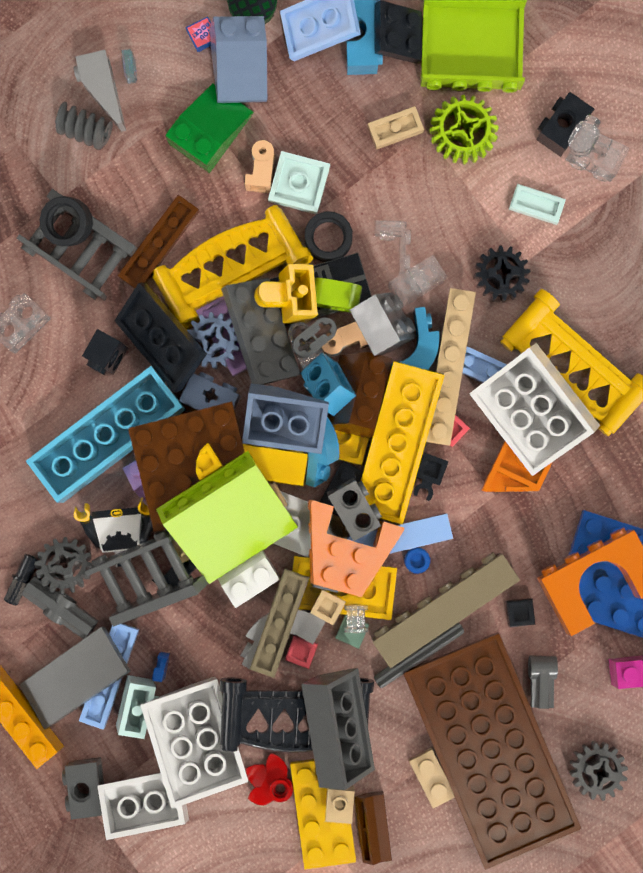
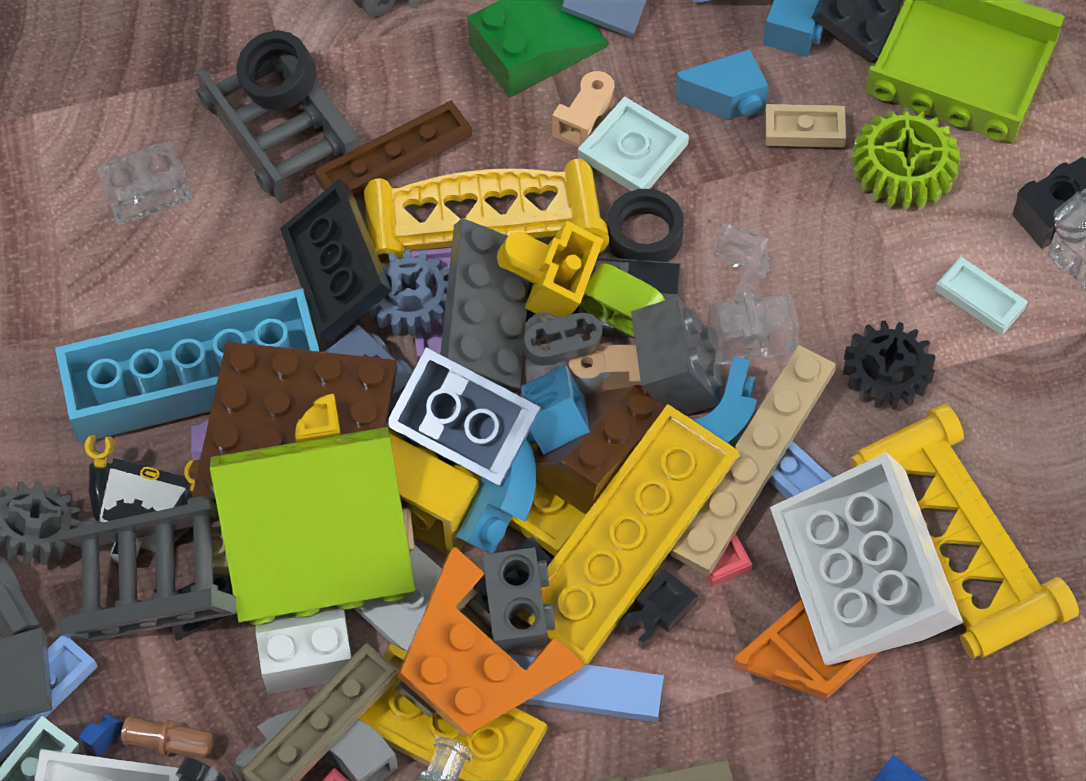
camera: 20 degrees right, 25 degrees down
(104, 353) = (245, 254): black brick -> none
(197, 655) = (166, 737): none -> nougat axle
(328, 607) = (408, 732): tan plate -> none
(339, 119) = (724, 86): none -> dark azure slope
(417, 560) = (585, 732): blue tile -> none

